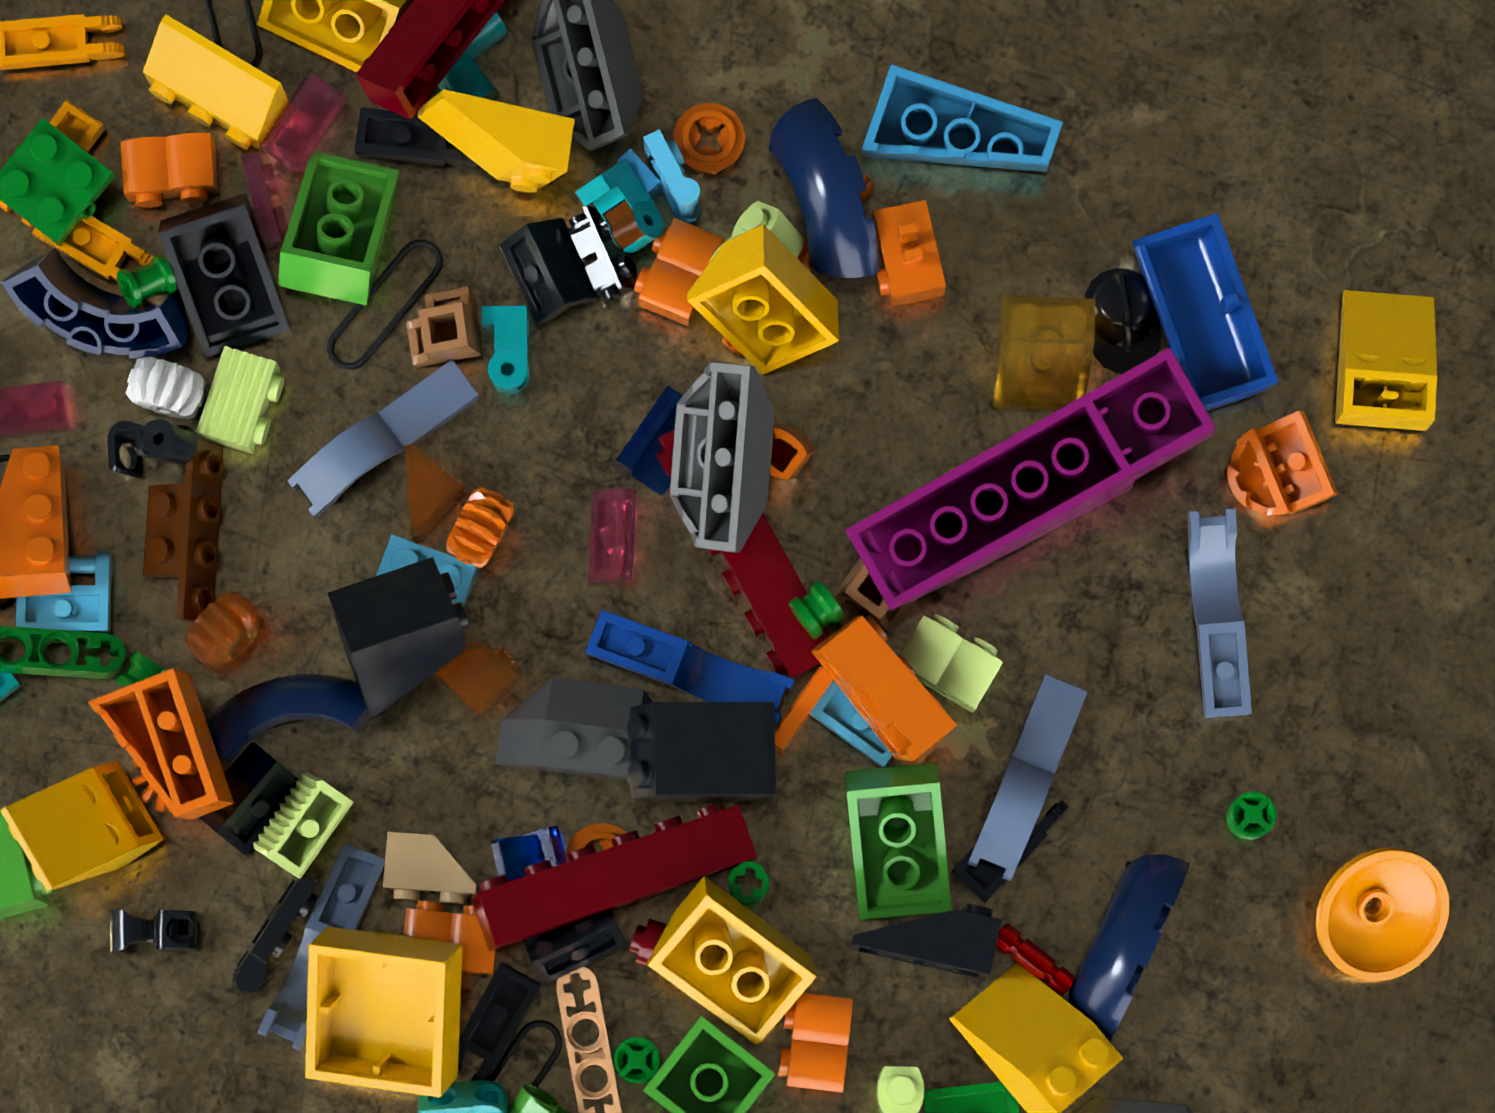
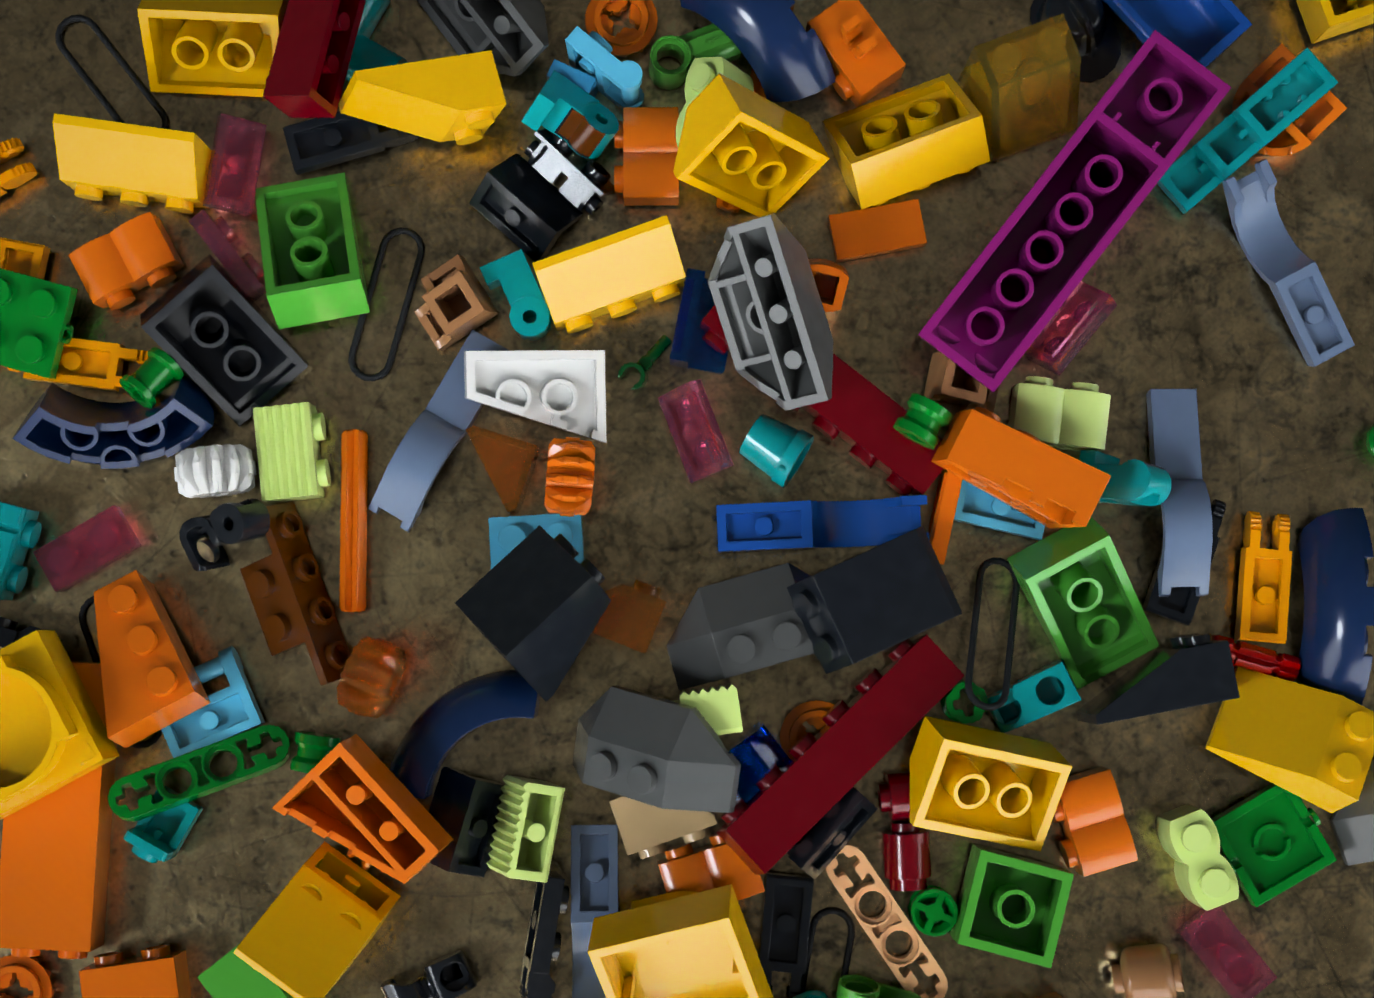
camera: 25 degrees left, 5 degrees up
(269, 486) = (353, 520): none -> orange axle
(447, 801) = (655, 753): none -> dark grey wedge
(492, 436) = (542, 385): none -> white wing
(510, 789) = (717, 706): none -> yellowish green brick
(594, 456) = (646, 362): none -> dark green hand
(595, 363) = (611, 275): none -> yellow slope
(635, 1000) = (906, 856): none -> dark red brick
(679, 583) = (776, 448): none -> teal piece
(754, 870) = (973, 636): none -> black piece
(768, 189) = (700, 43): none -> bright green piece
(814, 906) = (1035, 697): none -> teal leg
(858, 425) = (877, 230): none -> orange tile
(920, 355) = (907, 141): none -> yellow slope
(979, 743) = (1132, 482): none -> teal leg
(994, 586) = (1070, 328): none -> clear pink plate
(1071, 896) = (1264, 582): none -> light orange hinge
(1231, 475) = (1246, 130): none -> teal slope

